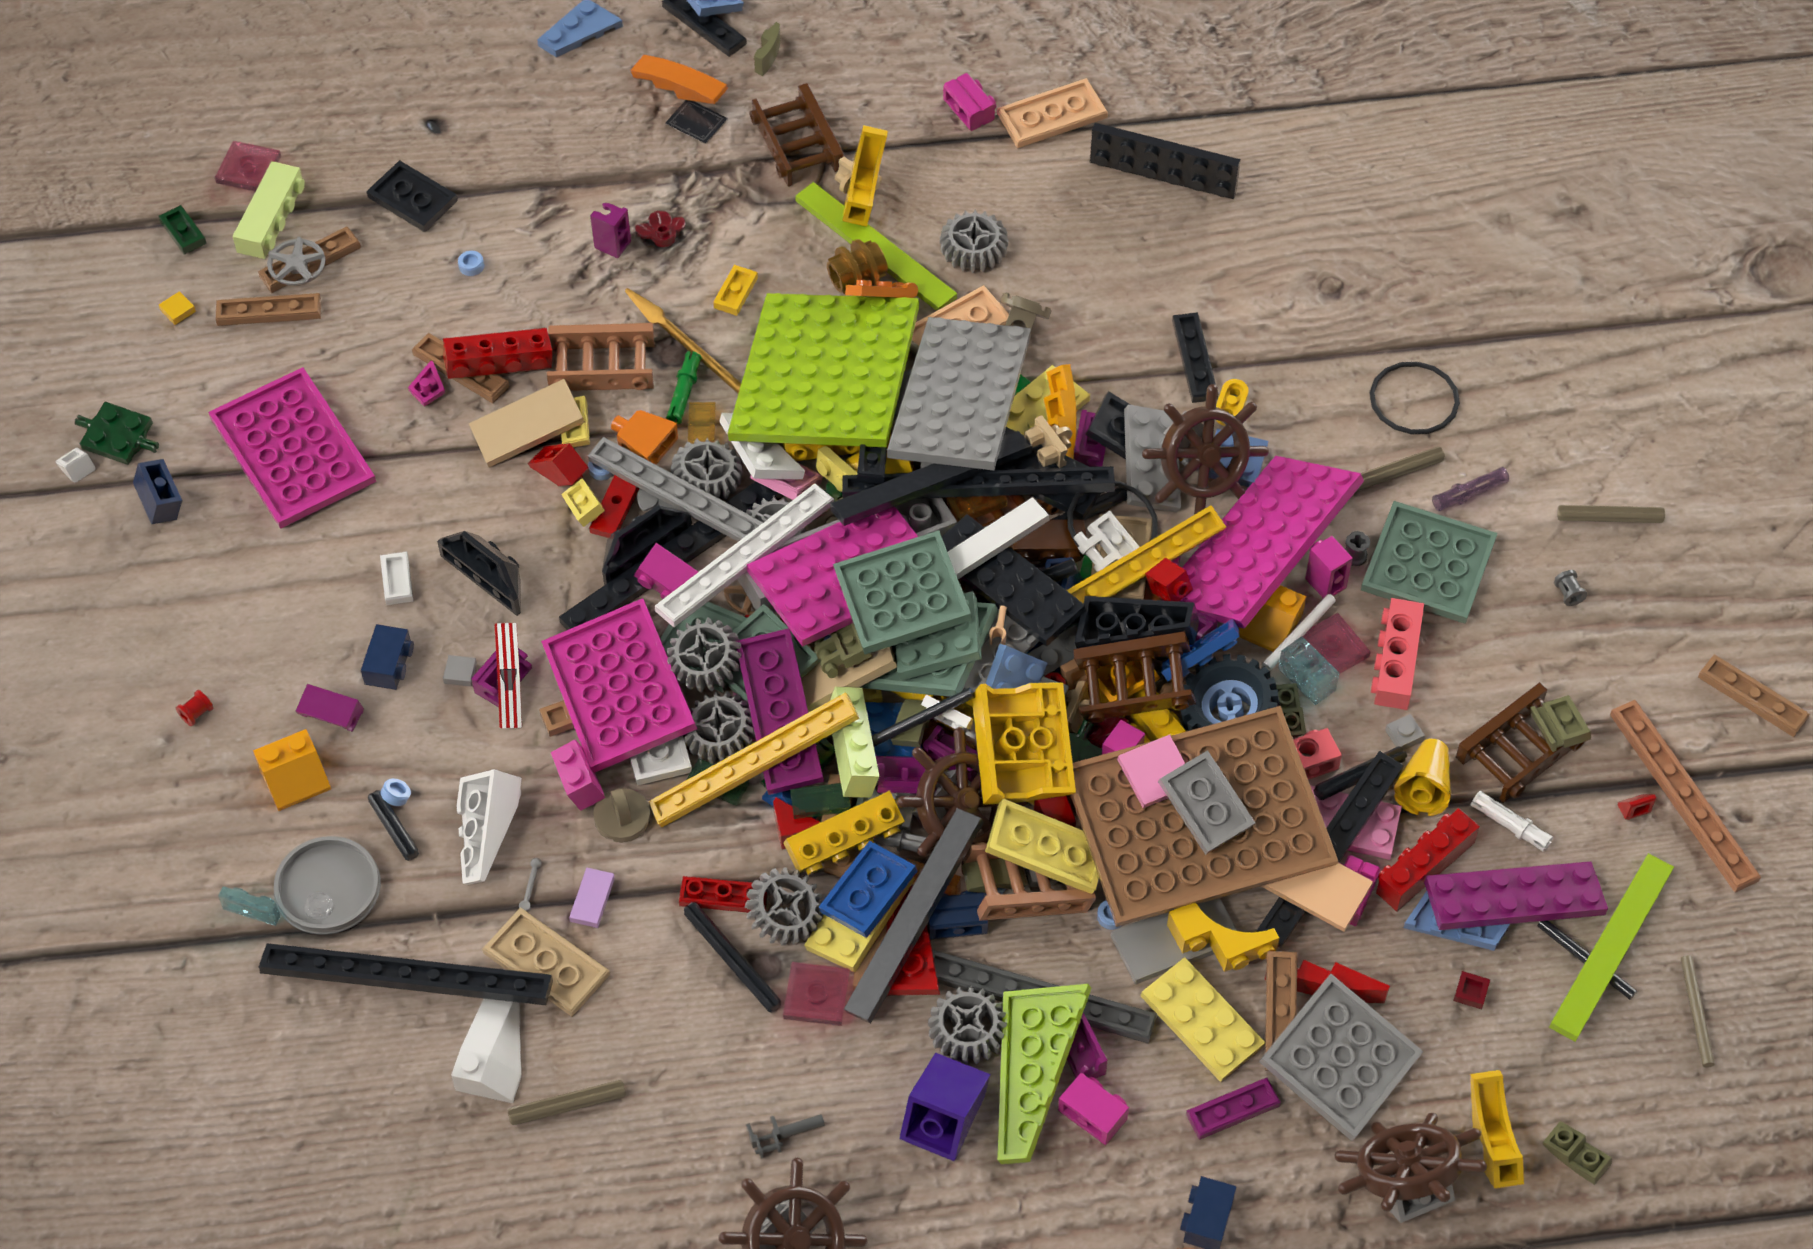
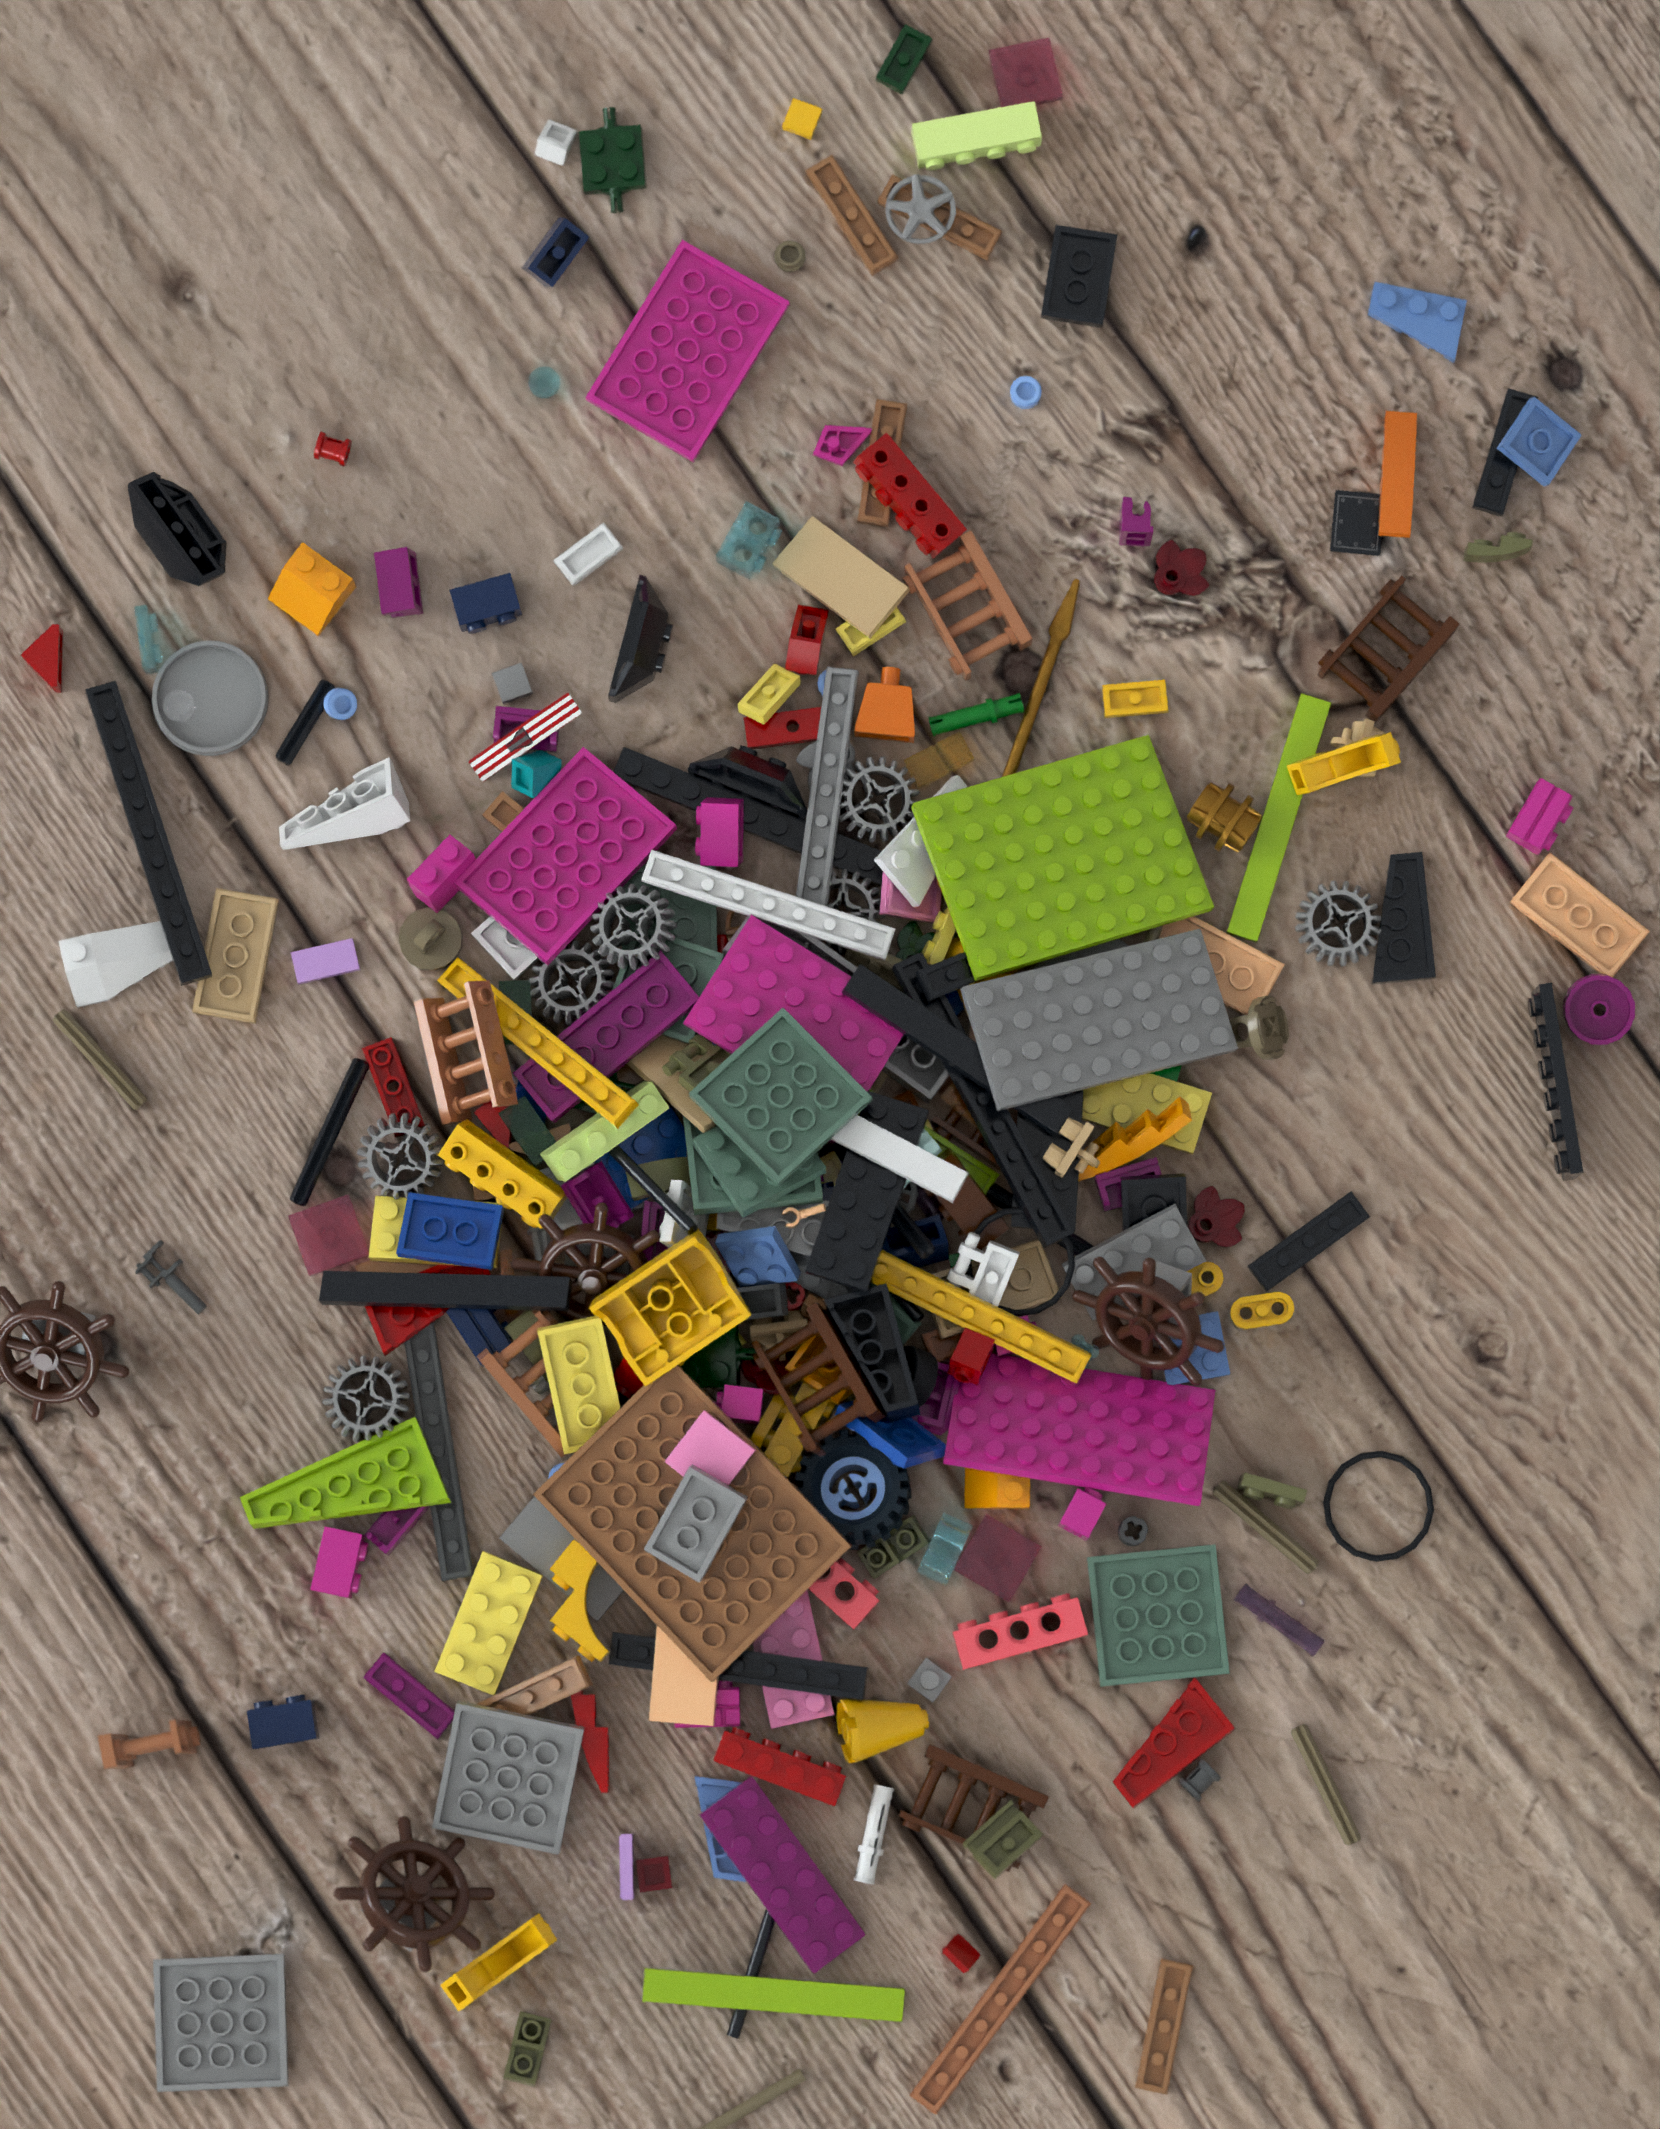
camera: 65 degrees right, 25 degrees up
(180, 843) = (177, 530): none -> black wedge
(215, 987) = (46, 657): none -> red slope
(247, 547) = (544, 382): none -> clear light blue plate
(269, 356) = (790, 256): none -> dark tan plate
(455, 465) = (742, 538): none -> clear light blue brick
(535, 864) = (285, 900): light grey hinge -> none
(539, 683) = (534, 772): none -> teal panel
(739, 844) = (443, 1059): none -> nougat fence
(882, 289) = (1203, 861): orange plate -> none
(943, 1106) = (270, 1419): dark purple slope -> none
(1017, 211) = (1405, 938): none -> black wing
(1128, 110) = (1583, 997): none -> magenta wheel
(1148, 397) = (1219, 1215): none -> dark red plate
(1300, 630) = (991, 1517): white bar -> none
(1352, 776) = (847, 1655): black axle -> none
(1372, 443) = (1284, 1494): none -> olive plate
(1457, 1005) = (626, 1856): none -> lavender tile
(1533, 590) = (1175, 1743): none -> red wing

